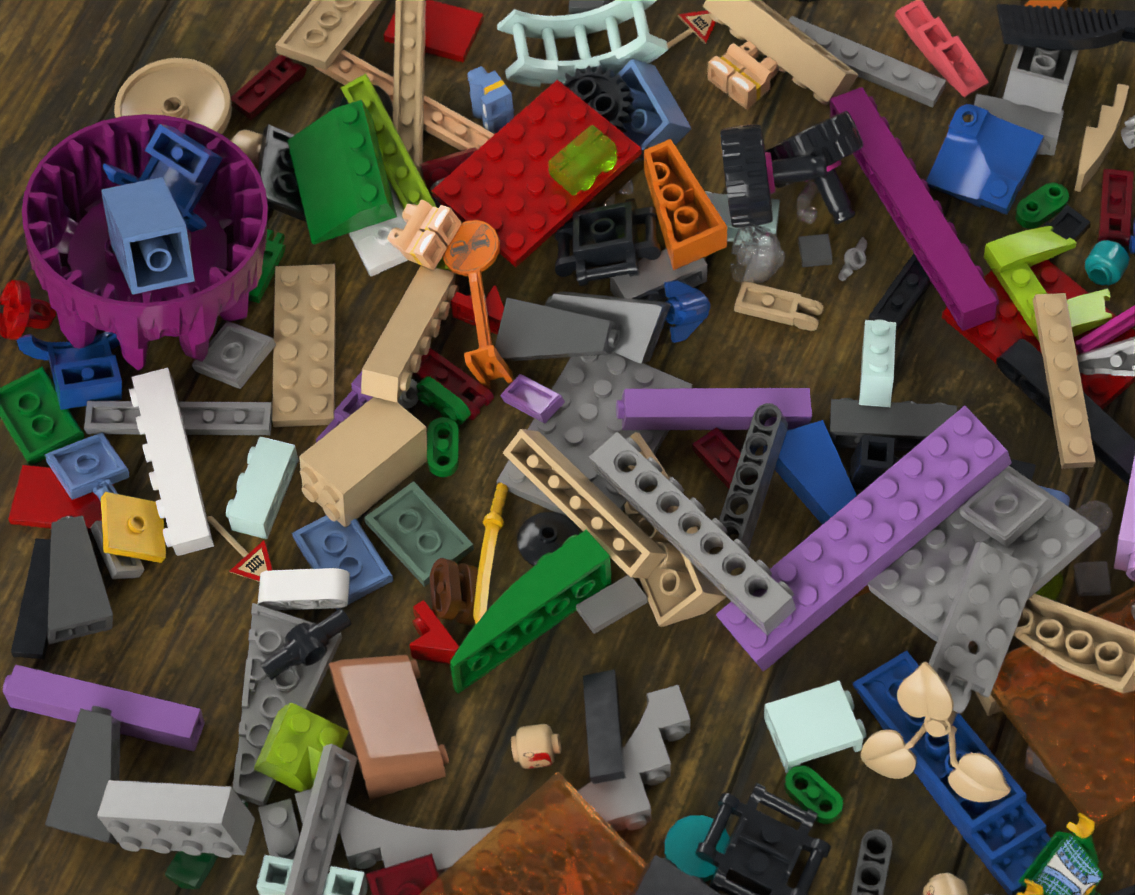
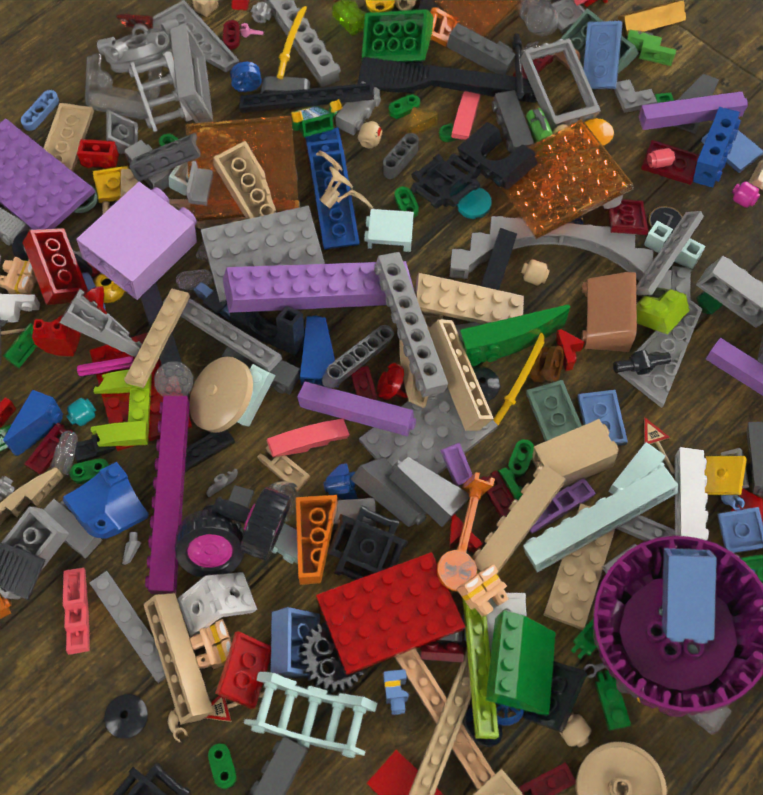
camera: 160 degrees left, 5 degrees up
(182, 164) = (649, 655): blue piece -> none
(293, 387) = (601, 518): none -> light aqua brick
(304, 589) = (632, 399): white beam -> none
(583, 160) = (361, 589): clear neon green brick -> none
(620, 635) = (466, 300): none -> tan plate
(681, 465) = (391, 382): none -> red tile
(691, 58) = (241, 669): none -> red tile
(767, 348) = (307, 437): none -> coral slope
(772, 103) = (215, 600): none -> white bracket
(920, 344) = (221, 394): none -> tan dish
(921, 140) = (131, 548): none -> light grey bar
(928, 415) = (230, 335): none -> light grey plate
(981, 612) = (289, 208): light grey hinge -> none
(1000, 336) = (173, 379): none -> clear tile
(1006, 507) = (238, 255): light grey plate -> none
(1087, 200) = (65, 452): none -> clear arm

